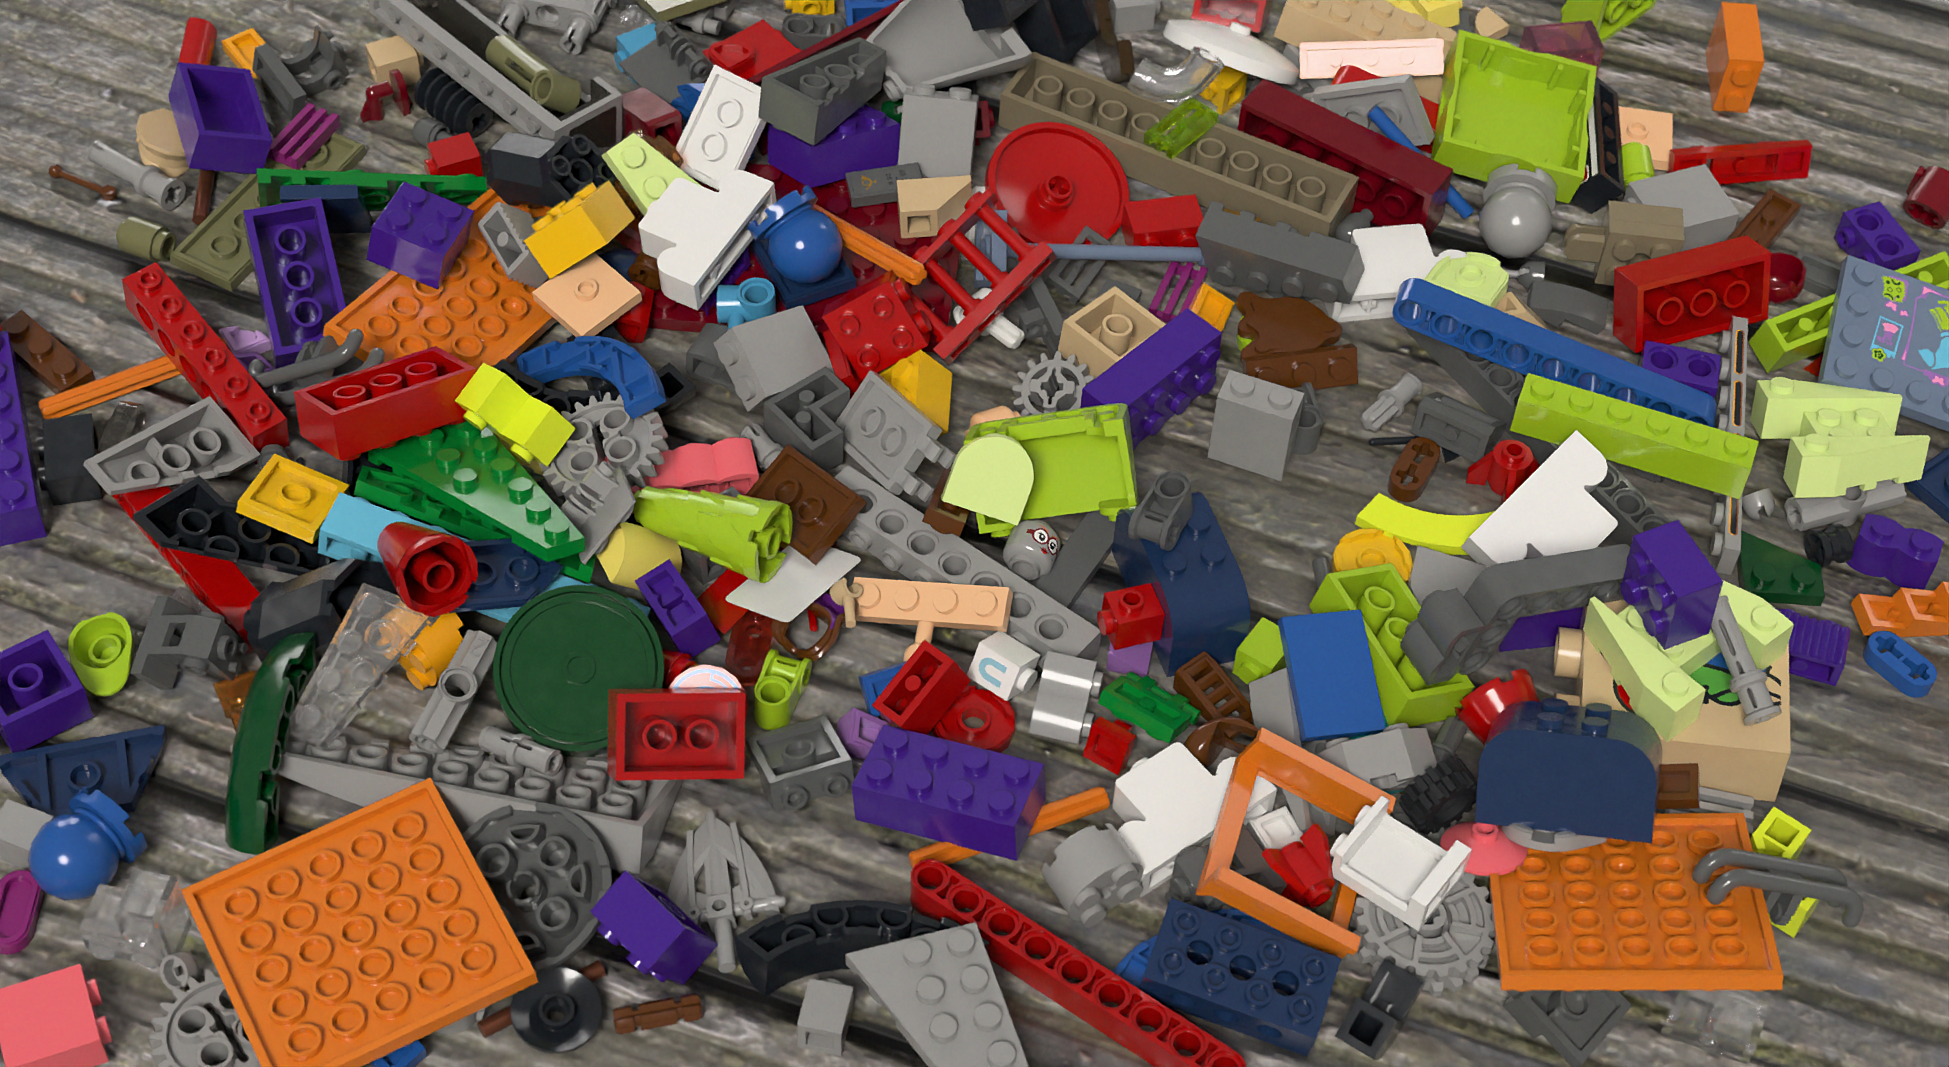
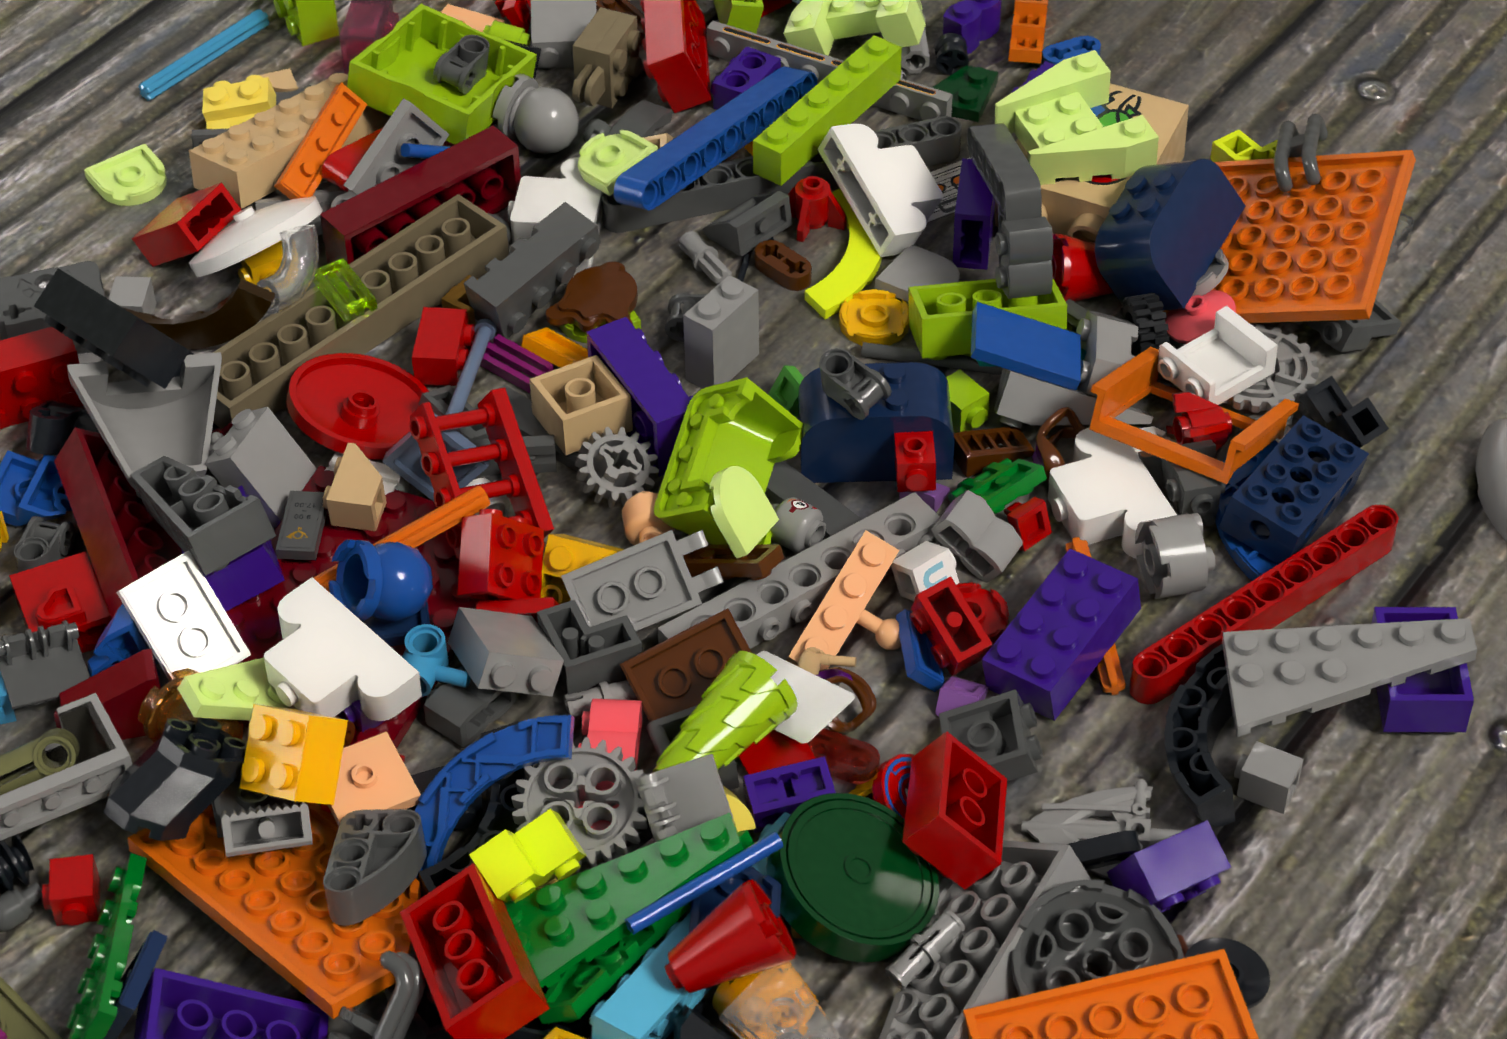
camera: 70 degrees left, 5 degrees down
(420, 235) = (230, 900): dark purple brick -> none
(445, 711) = (852, 982): light grey piece -> none
(491, 318) = (372, 862): none -> dark grey beam
(506, 540) = (704, 883): none -> blue bar
(657, 1013) = (1236, 904): reddish brown axle -> none
(675, 874) = (1106, 849): none -> black beam
(779, 689) = (894, 734): lime piece -> none
(1226, 509) = (786, 388): none -> bright green tile
(1320, 366) = (651, 299): reddish brown plate -> none
(1541, 131) = (463, 63): none -> dark grey piece
(1671, 585) = (1053, 92): dark purple brick -> none
(1747, 679) = (1129, 96): light grey pin -> none

